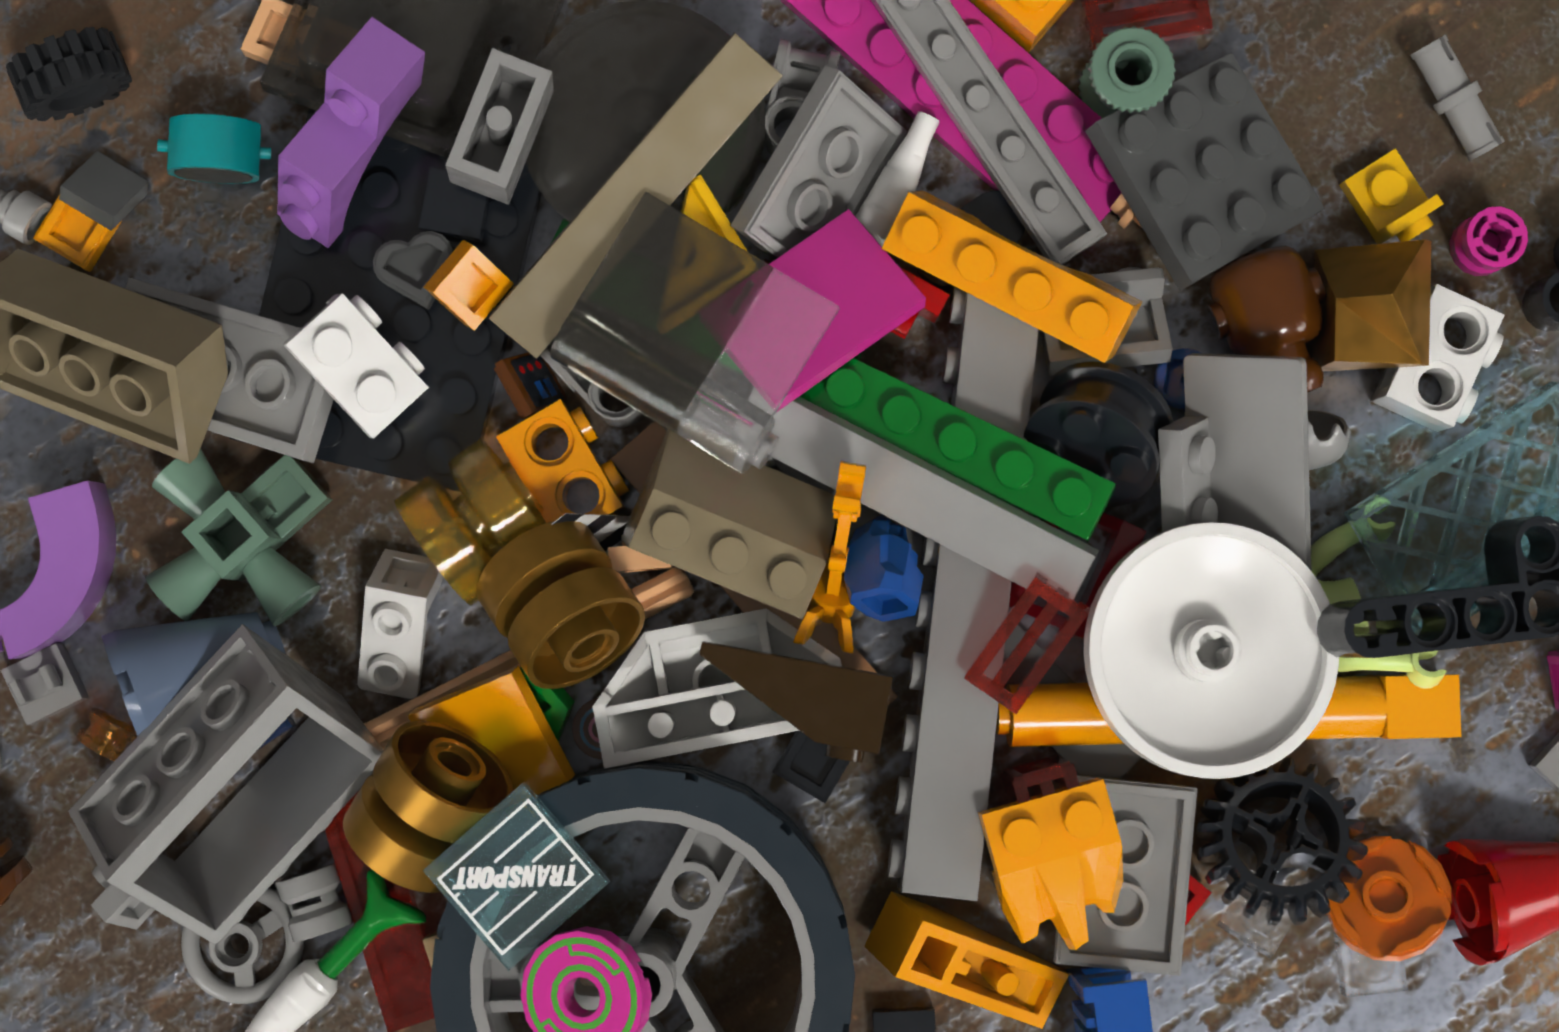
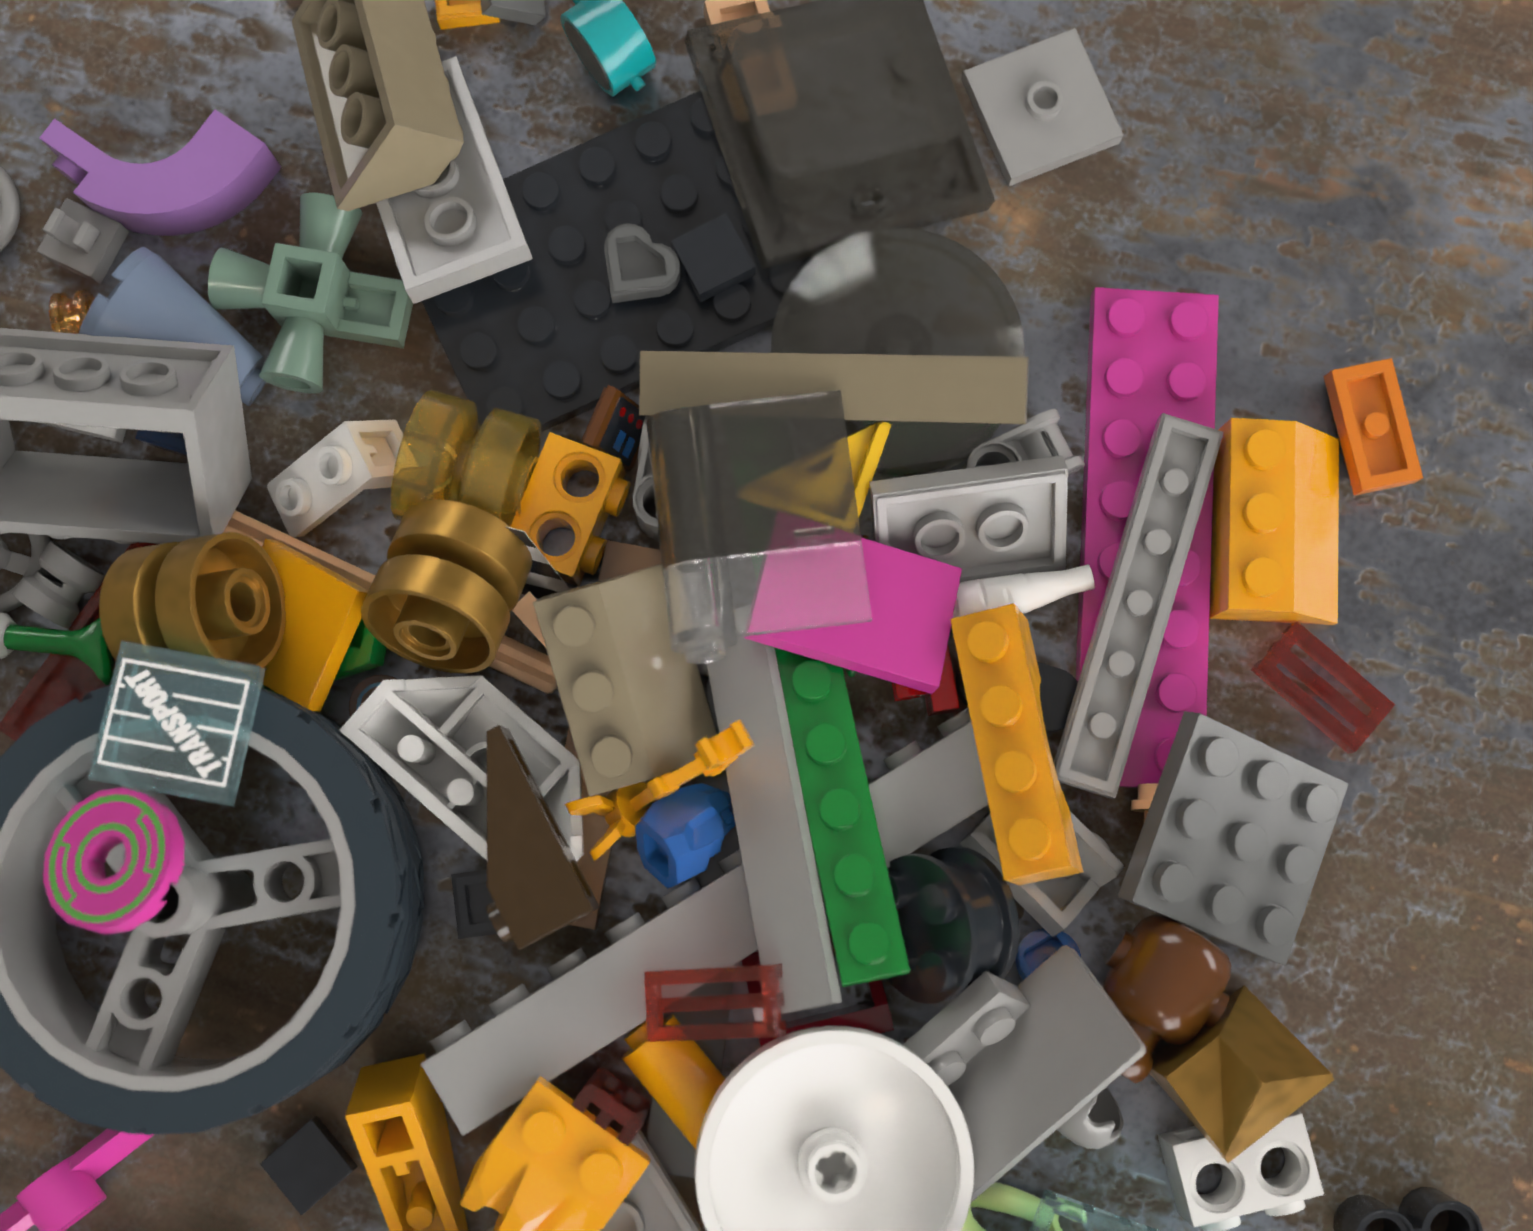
camera: 50 degrees right, 5 degrees down
(329, 154) = (662, 119): medium lavender arch -> none
(357, 363) = (517, 273): white bracket -> none
(468, 285) = (655, 314): light orange plate -> none
(500, 126) = (799, 234): light grey brick -> none
(1132, 53) = (1281, 705): sand green hose -> none
(1390, 199) = (1338, 1016): yellow bracket -> none
(1457, 98) = (1469, 1005): light grey pin -> none
(1475, 247) = (1358, 1122): dark pink wheel -> none

